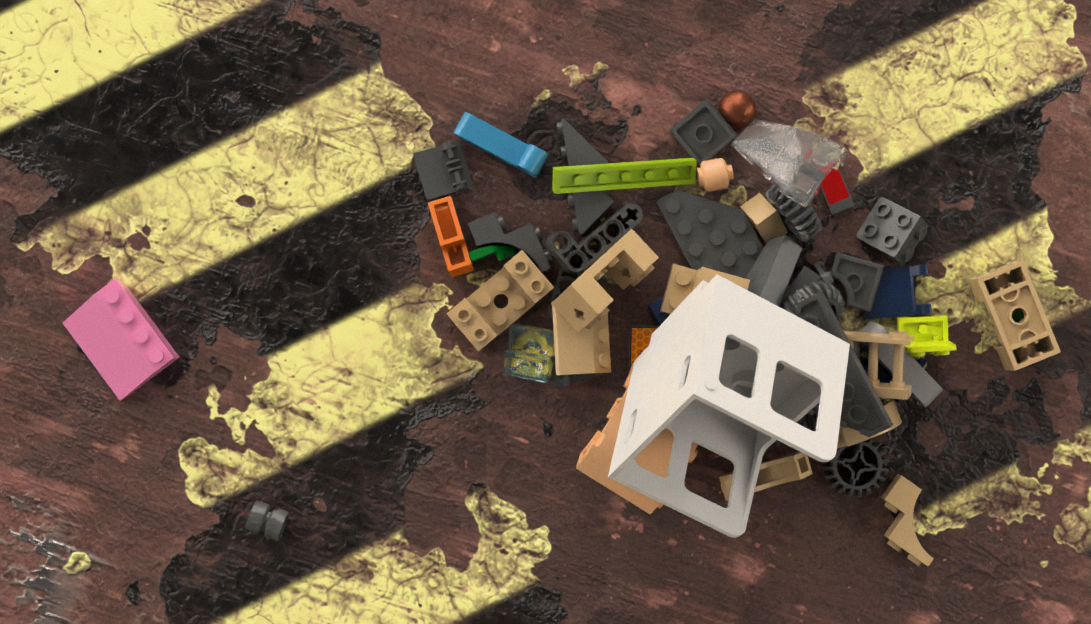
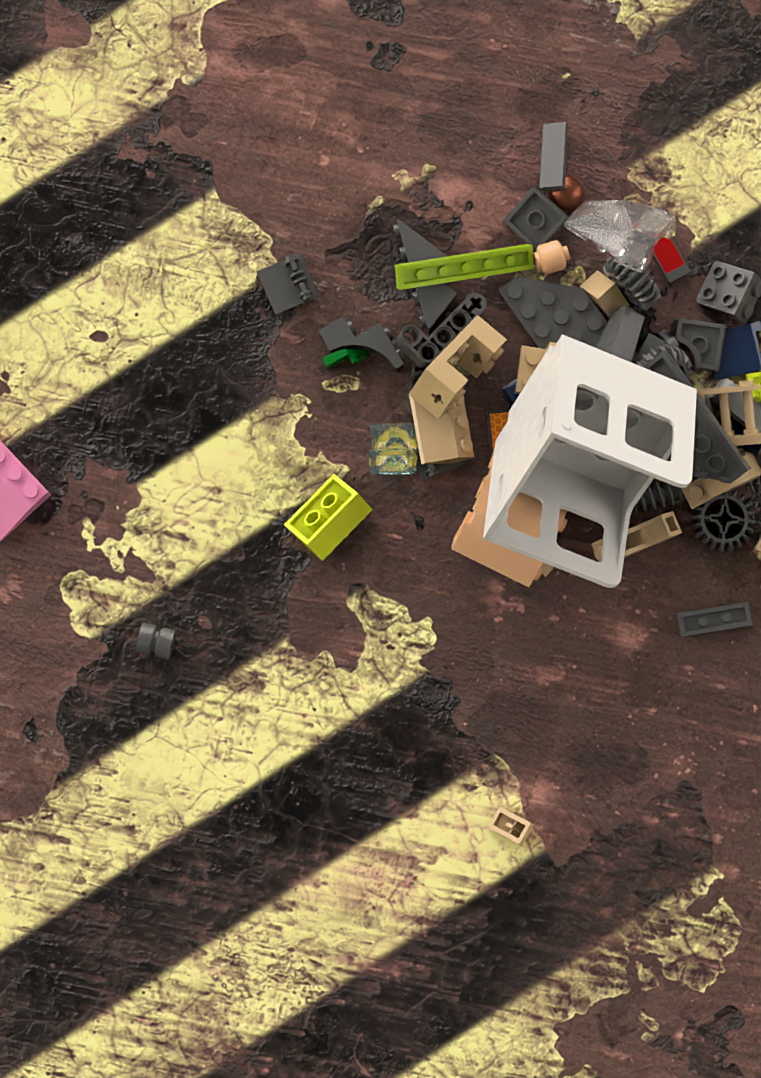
camera: 10 degrees left, 5 degrees down
(450, 236) = (303, 346): orange slope -> none
(455, 414) = (328, 517): none -> neon yellow slope
(479, 316) = (377, 384): tan plate -> none
(501, 145) = (342, 253): dark azure beam -> none
(729, 71) = (553, 156): none -> tile
(833, 564) = (714, 619): none -> dark grey plate

